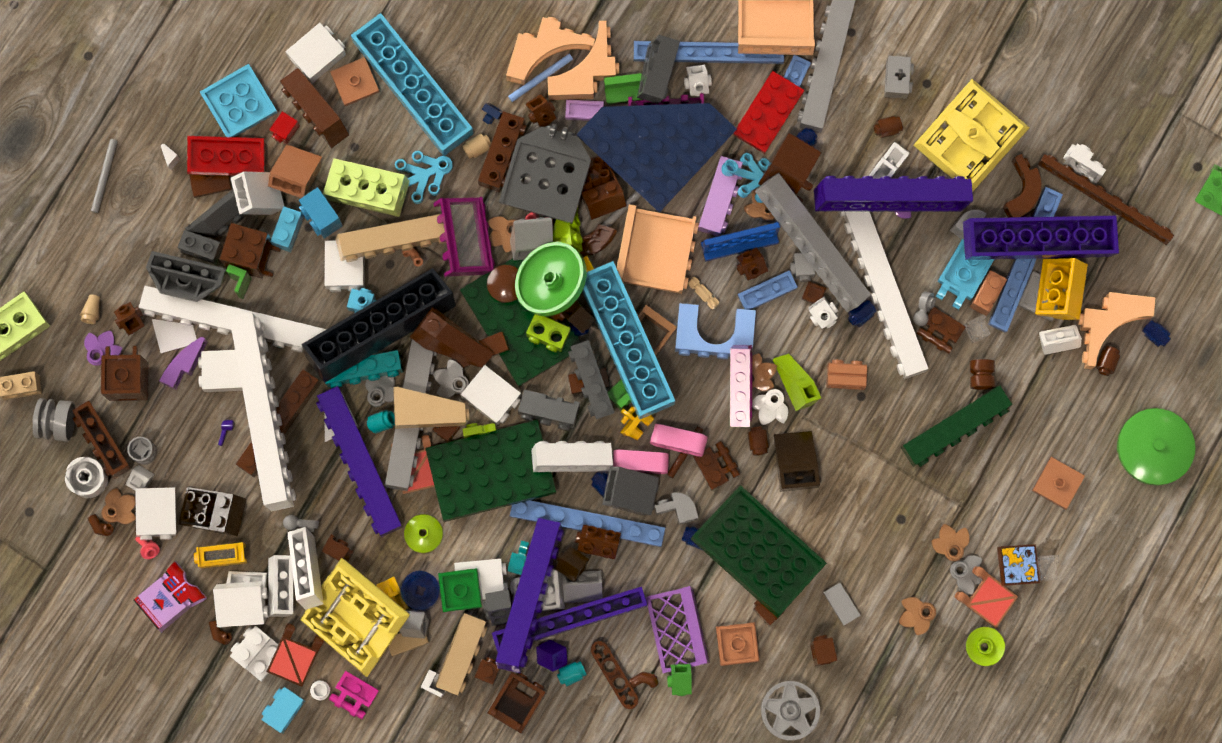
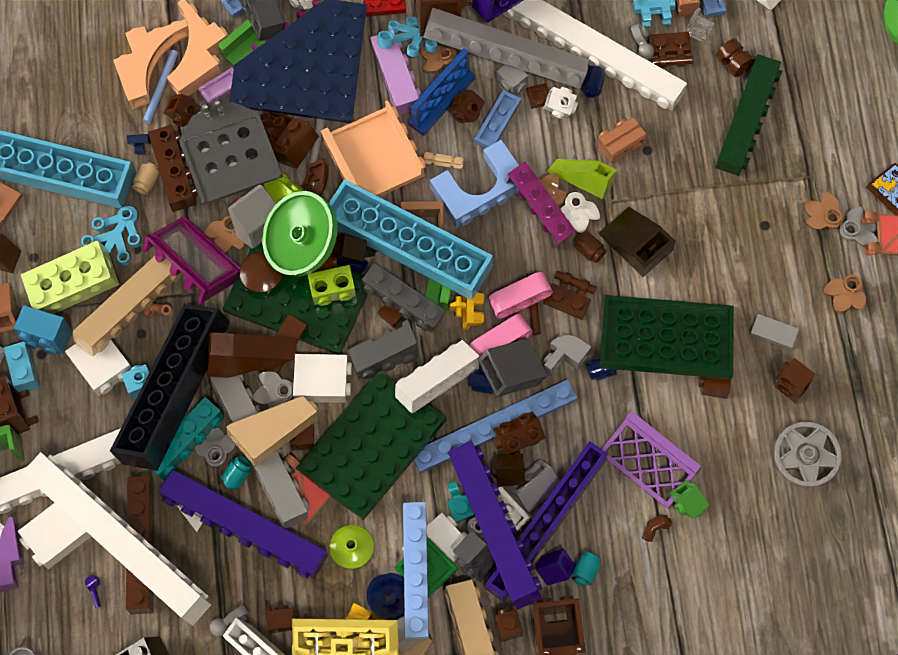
camera: 30 degrees left, 10 degrees down
(450, 587) = (415, 571): none -> light blue plate
(473, 429) = (328, 418): lime plate -> none
(612, 676) = (624, 545): reddish brown beam -> none
(737, 644) = (713, 432): nougat plate -> none
(1058, 483) = (870, 101): nougat plate -> none

